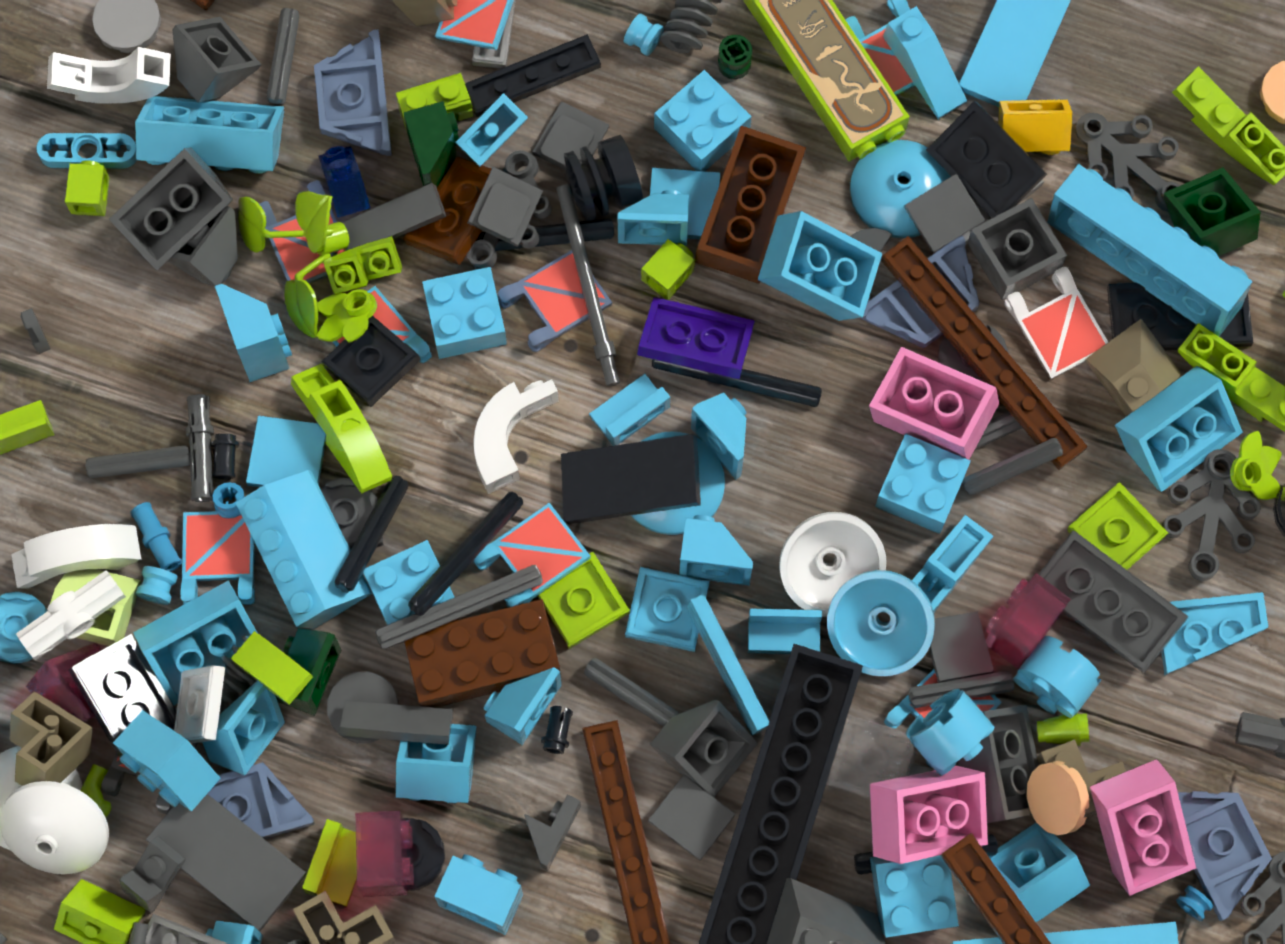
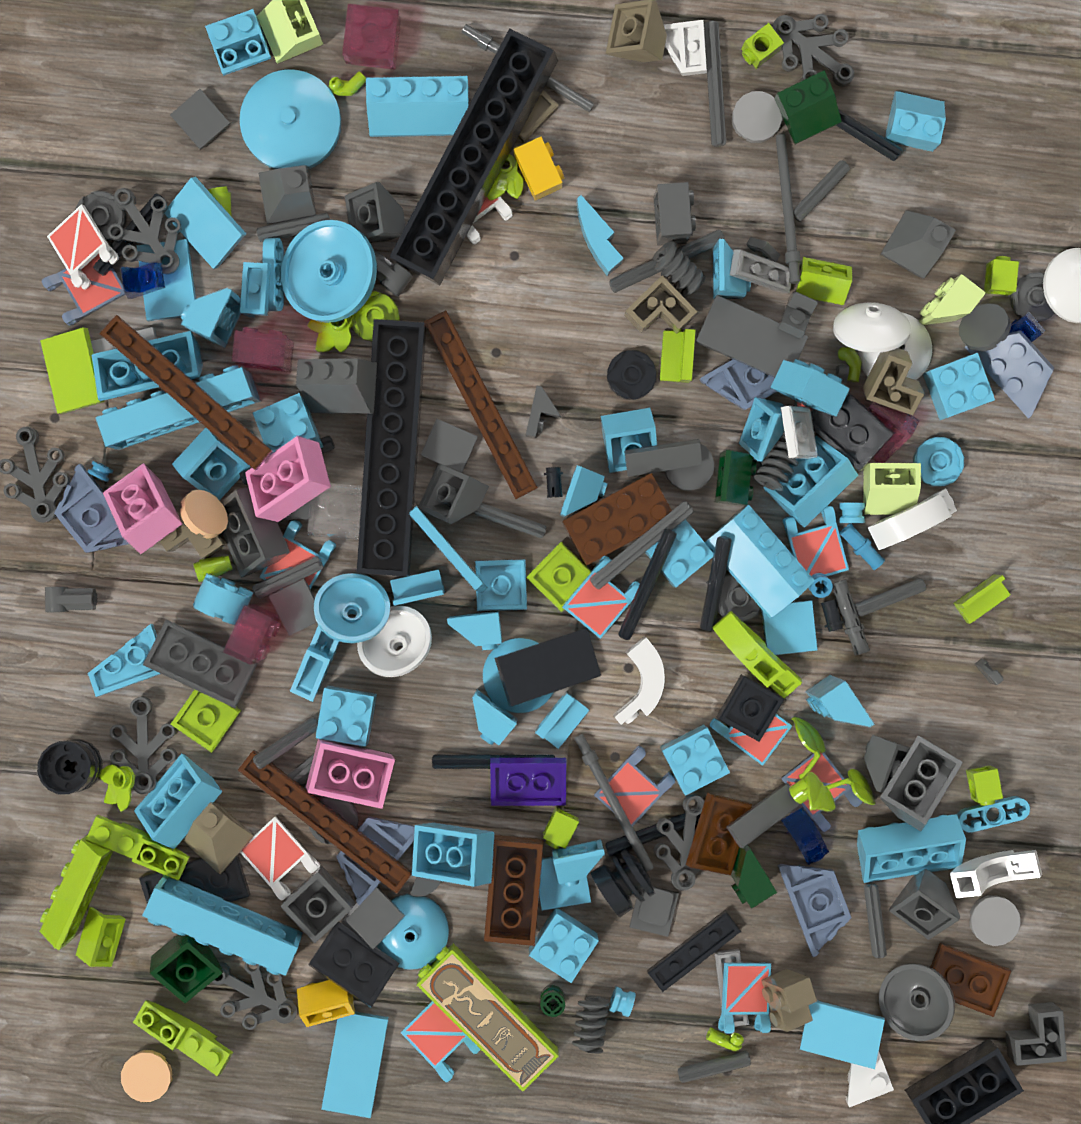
camera: 165 degrees right, 15 degrees up
(70, 615) = (904, 469): white piece -> none
(271, 667) = (757, 466): lime slope -> none
(346, 315) = (777, 734): lime plate -> none
(363, 263) = (775, 778): lime slope -> none
(382, 854) = (647, 362): clear pink brick -> none
(448, 89) = (752, 919): lime brick -> none
(479, 893) = (576, 355): medium azure brick -> none
(491, 130) = (711, 898): medium azure slope -> none
(505, 206) = (686, 842): dark grey piece -> none
(924, 61) = (415, 1030): medium azure slope -> none
(950, 731) = (284, 537): medium azure brick -> none

